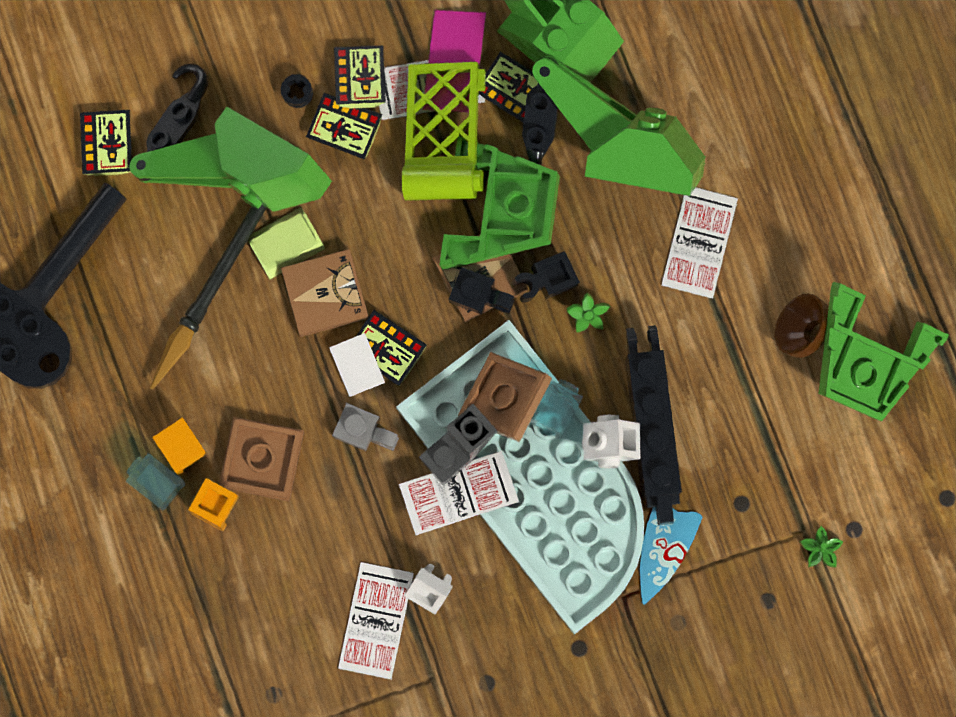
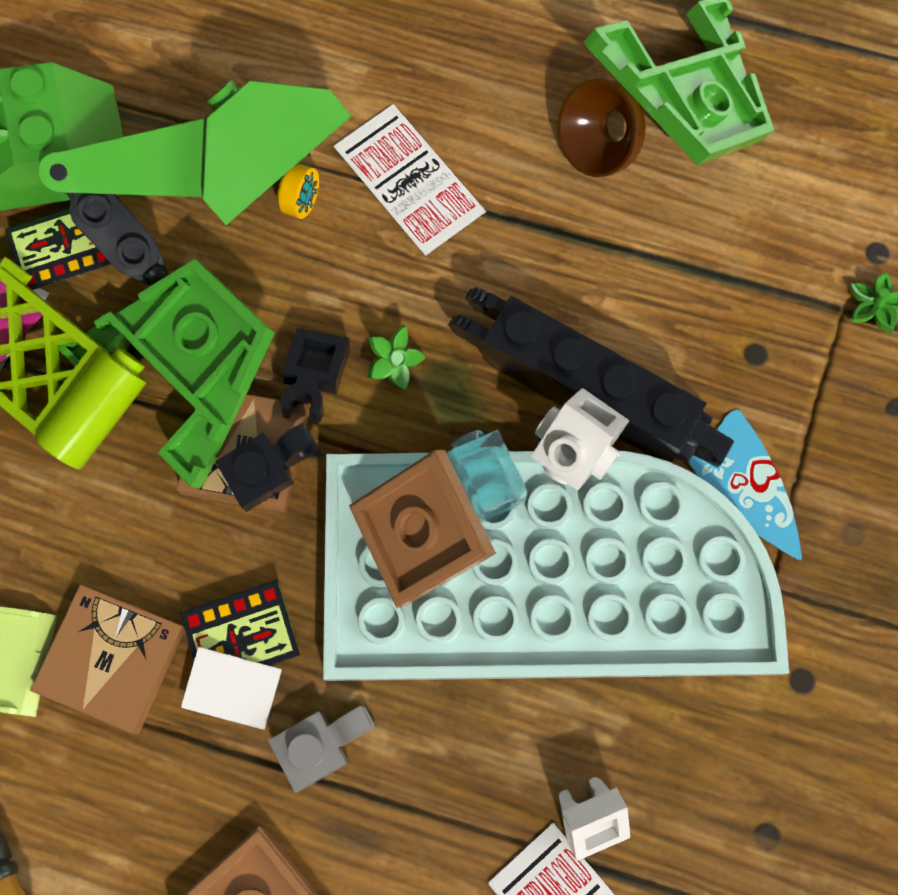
camera: 45 degrees left, 5 degrees down
(459, 445) = (436, 635): dark grey slope -> none
(473, 491) = (496, 685): white sticker -> none
(639, 194) = (298, 191): none -> yellow tile

